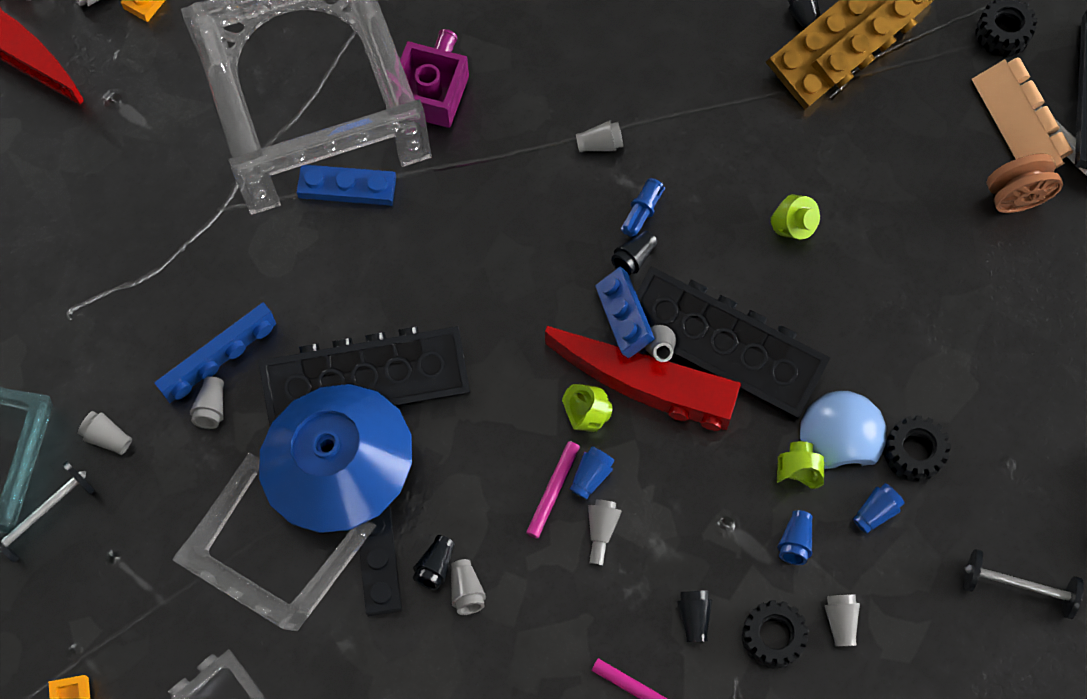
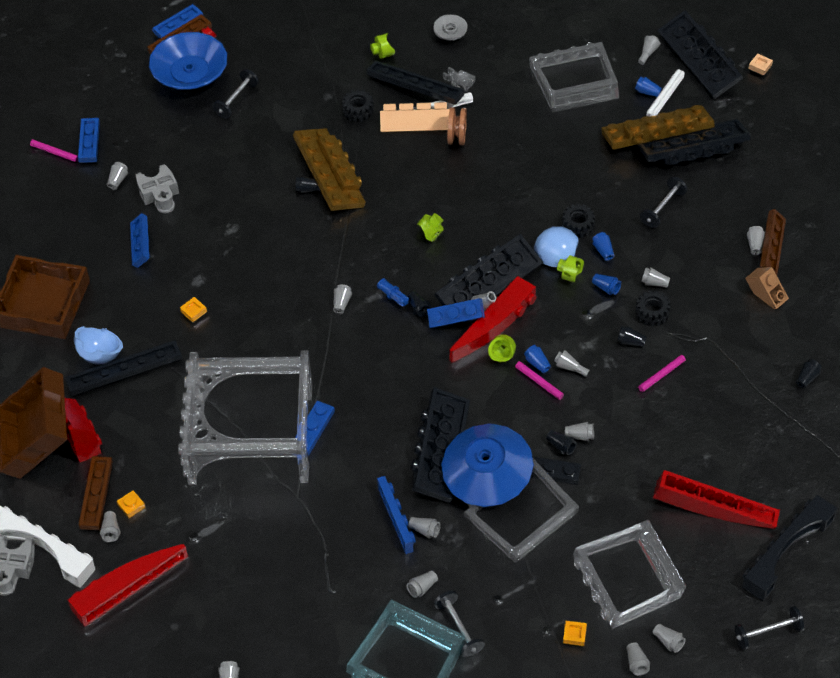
camera: 70 degrees left, 15 degrees down
(436, 77) = (267, 348): magenta brick -> none

